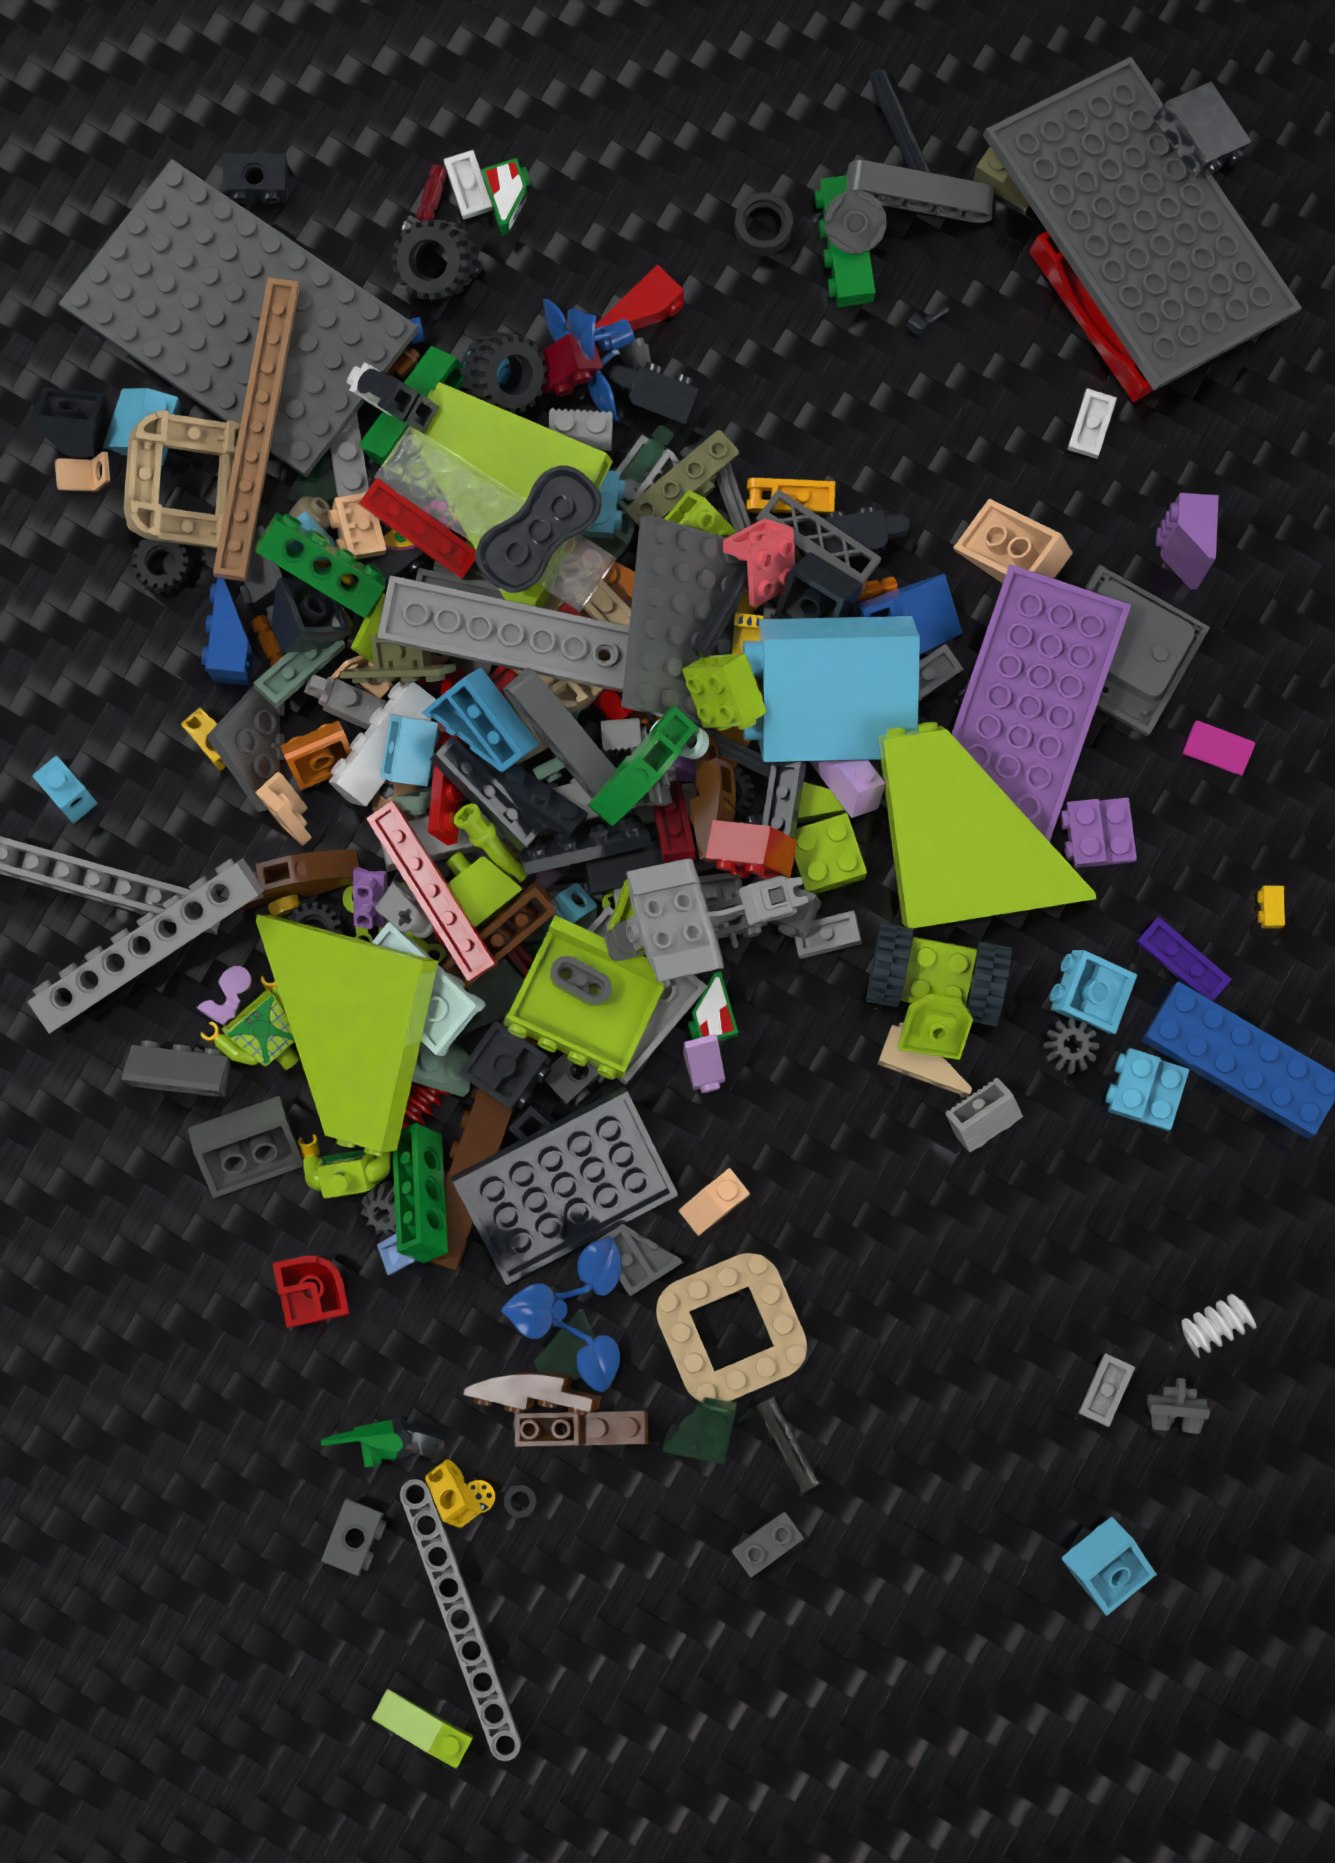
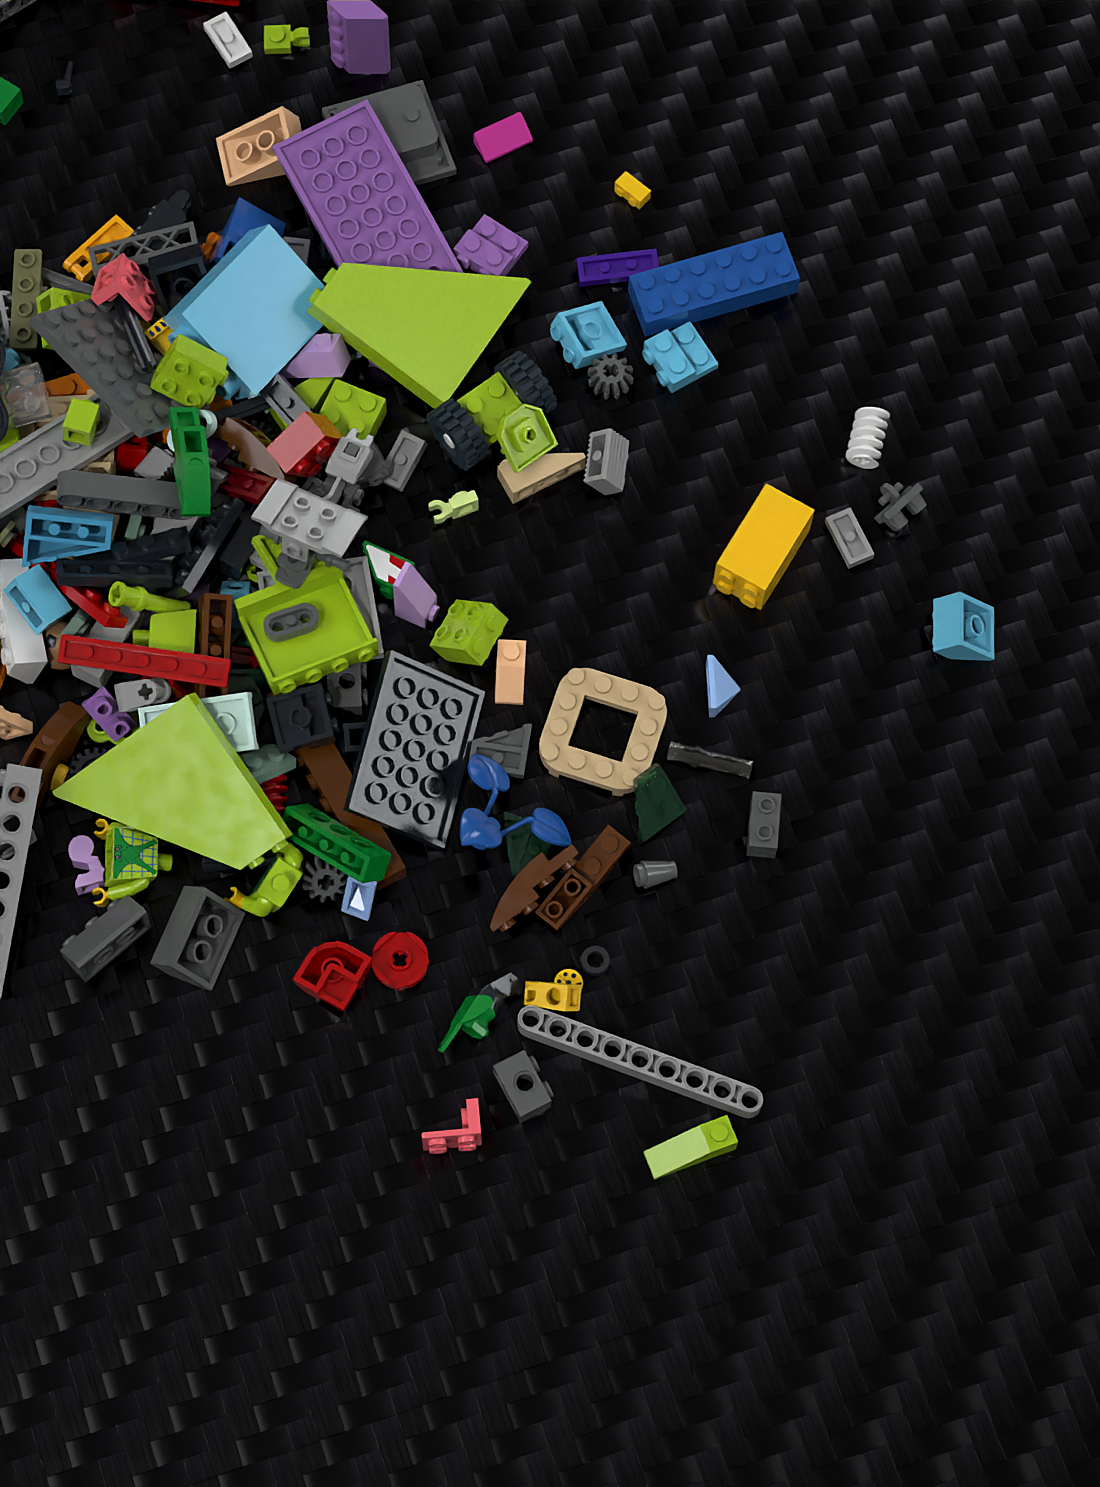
camera: 50 degrees left, 10 degrees down
(280, 1521) = (465, 1139): none -> coral bracket
(362, 1320) = (400, 944): none -> red plate
(593, 643) = (81, 422): none -> lime brick
(641, 1485) = (653, 872): none -> dark grey cone
(715, 1136) = (468, 632): none -> lime brick
(831, 1021) = (459, 505): none -> yellowish green plate
(864, 1395) = (720, 686): none -> light blue slope
(1023, 1324) = (763, 547): none -> yellow brick
(1137, 468) = (280, 38): none -> lime plate

